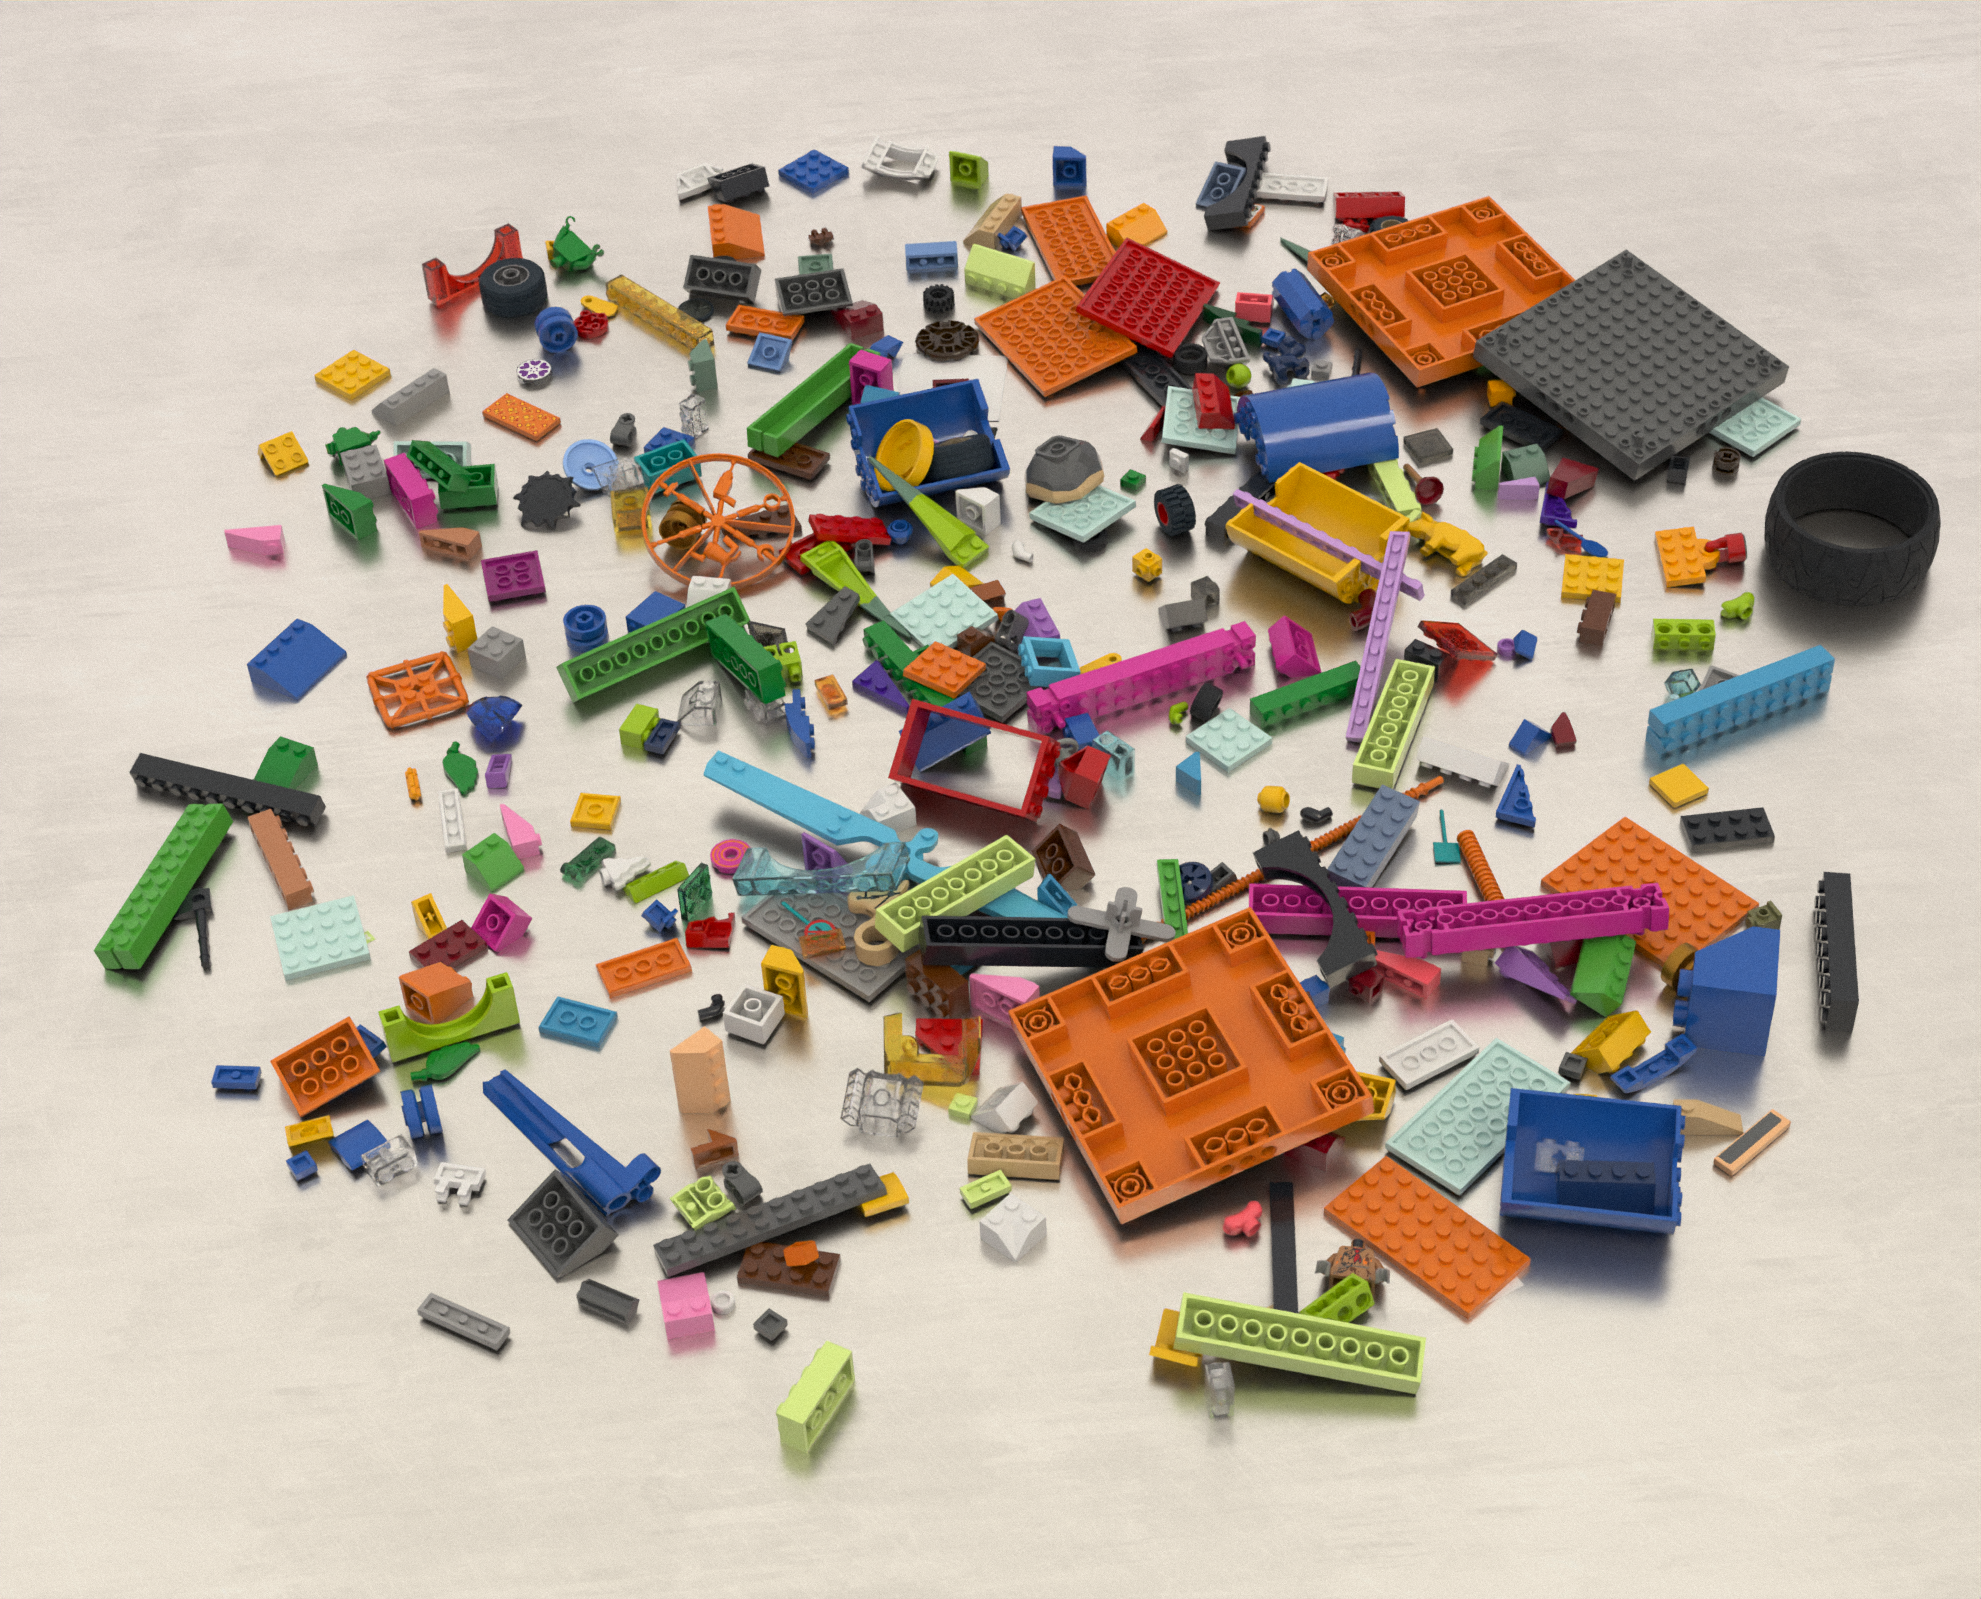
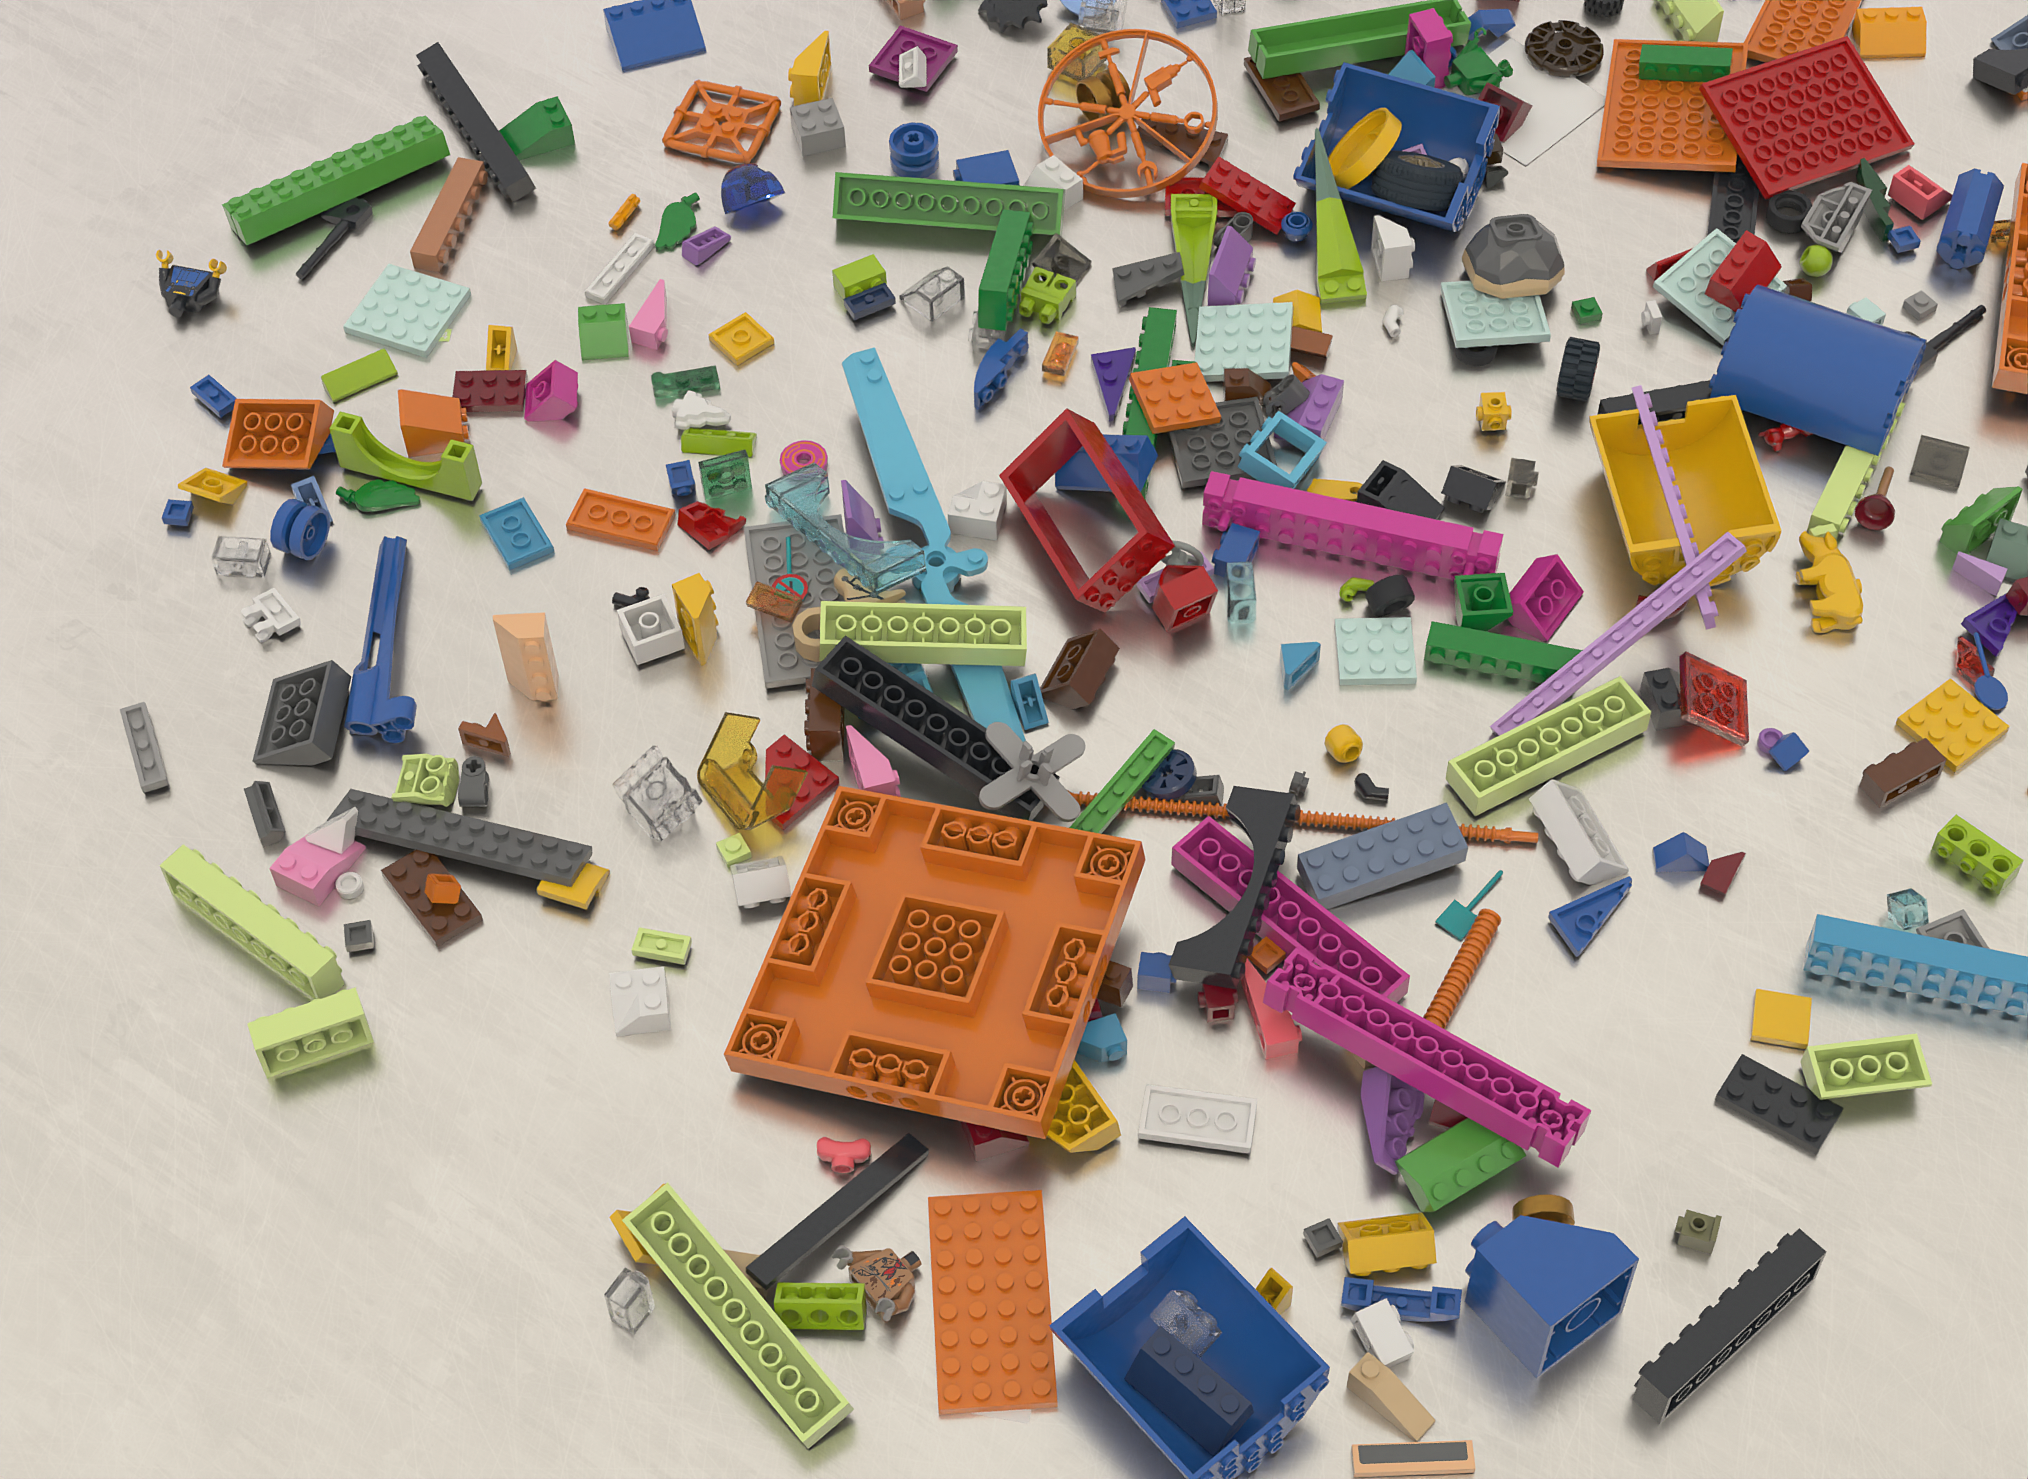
camera: 40 degrees right, 10 degrees up
(126, 1022) = (188, 287): none -> torso
(335, 998) = (358, 375): none -> lime slope
(356, 1142) = (237, 522): blue slope -> none
(392, 1089) = (309, 492): none -> medium blue slope
(523, 580) = (912, 68): none -> white slope
(659, 460) = (1162, 18): teal brick -> none
(682, 1270) = (336, 833): none -> white slope
(691, 1364) = (252, 923): none -> yellowish green brick
(889, 580) = (1230, 270): none -> medium lavender slope
(911, 379) = (1474, 69): none -> green torso
(1016, 1155) = (721, 932): tan slope -> none
(1042, 305) = (1684, 63): none -> green brick
(1140, 639) = (1396, 490): none -> black slope
(1266, 670) = (1482, 600): none -> green slope
(1289, 359) = (1899, 265): dark blue animal -> none
(1467, 1120) = (1119, 1212): light aqua plate -> none
(1483, 579) = (1831, 649): clear smoke plate -> none
(1626, 854) = (1644, 1129): orange plate -> none
(1664, 1086) = (1382, 1333): none -> white brick
(1754, 776) = (1865, 1067): none -> yellowish green slope

